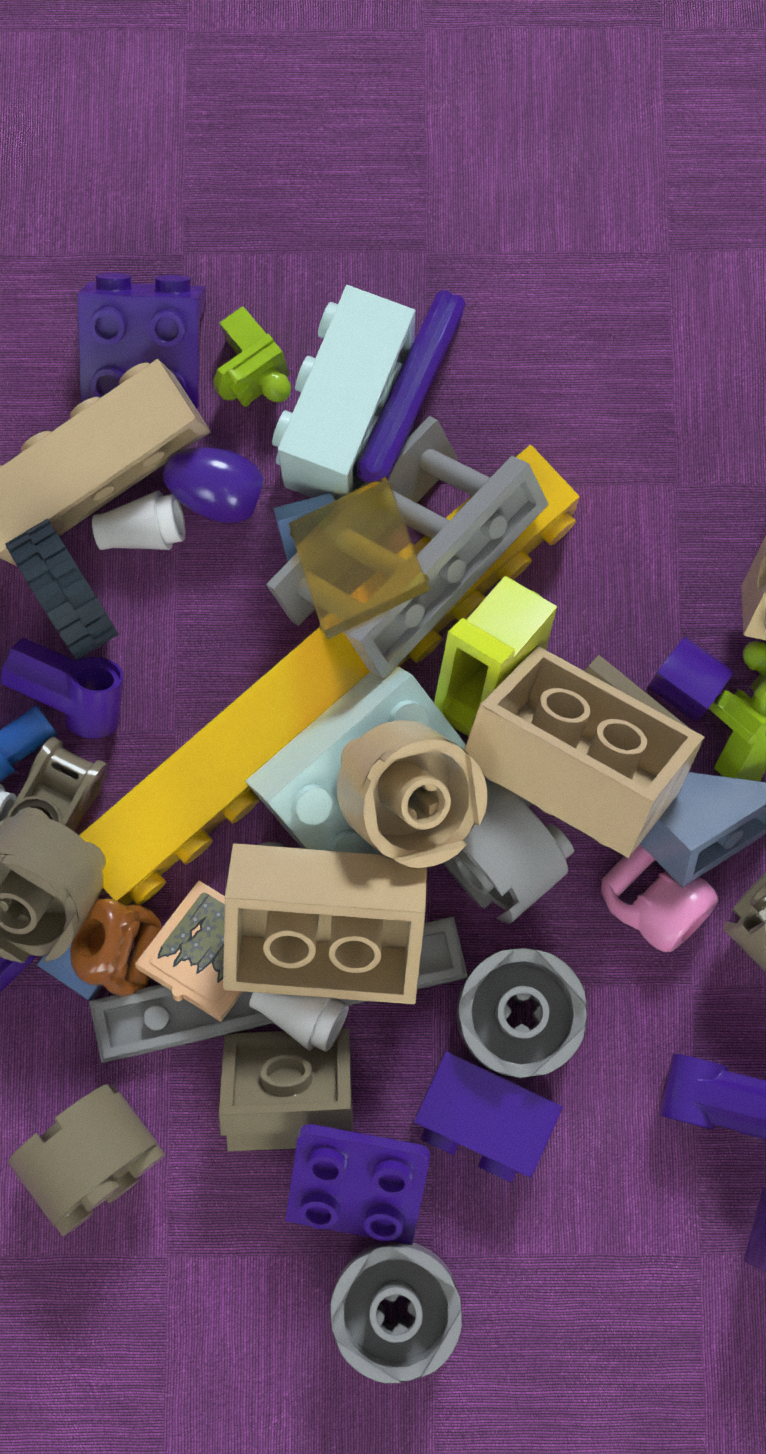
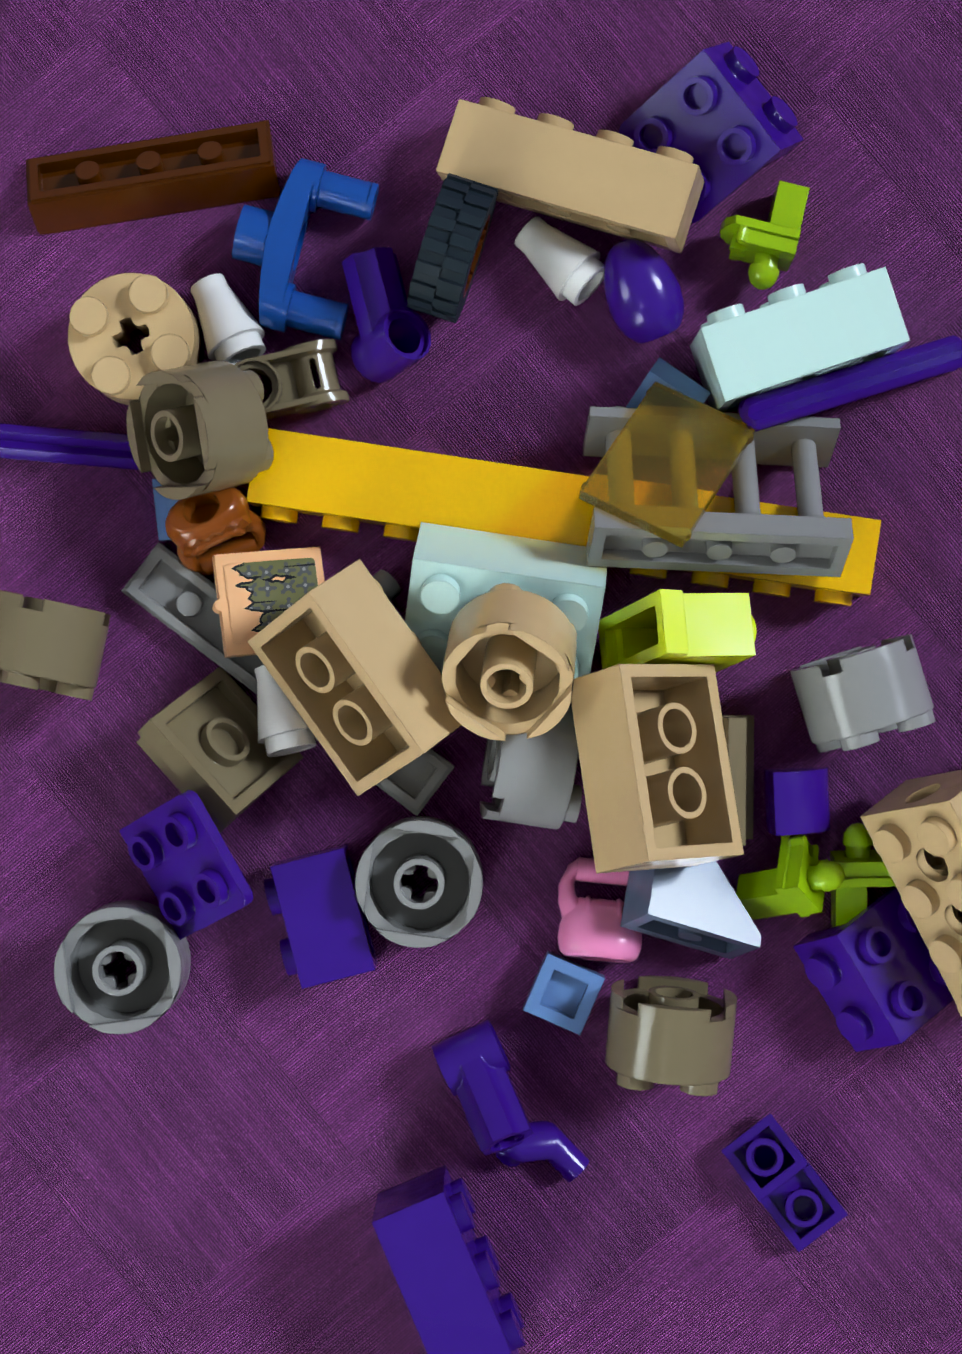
camera: 50 degrees right, 10 degrees up
(651, 560) = (863, 694): none -> light grey brick
(699, 976) = (563, 992): none -> medium blue plate

